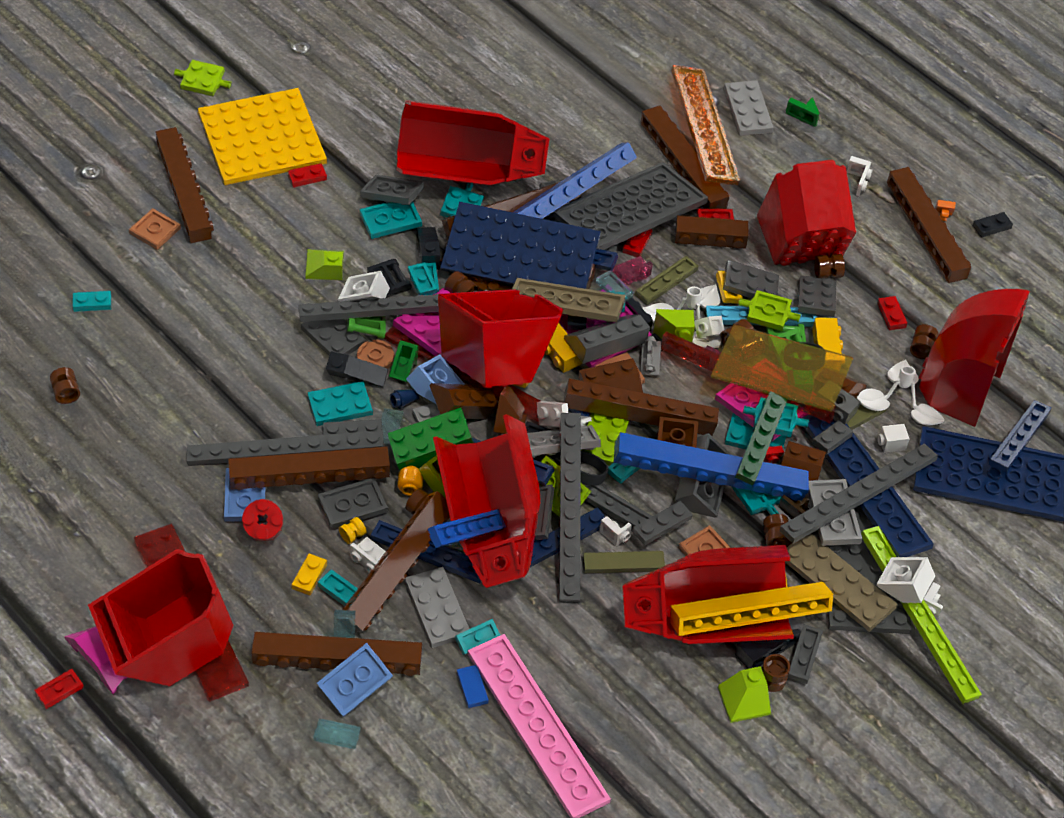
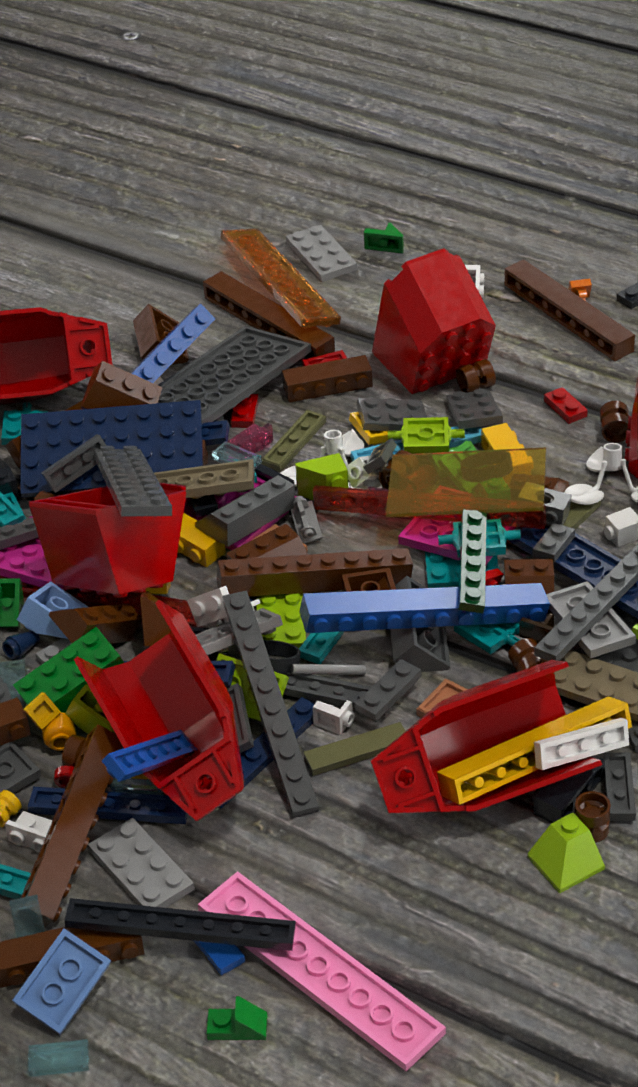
camera: 10 degrees left, 10 degrees down
(401, 463) = (41, 710): none -> yellow plate
(403, 517) = (62, 775): none -> red tile
(450, 664) = (180, 924): none -> black plate
(468, 748) = (241, 1023): none -> green slope
(477, 636) = (203, 884): teal plate -> none
(489, 257) = (73, 464): none -> dark grey plate
(521, 298) = (132, 482): none -> dark grey plate
(539, 202) = (116, 387): none -> reddish brown slope
(588, 146) = (151, 328): none -> reddish brown slope
(624, 491) = (328, 669): none -> light grey bar
(725, 320) = (380, 456): none -> dark grey plate
(786, 615) = (581, 743): none -> white plate

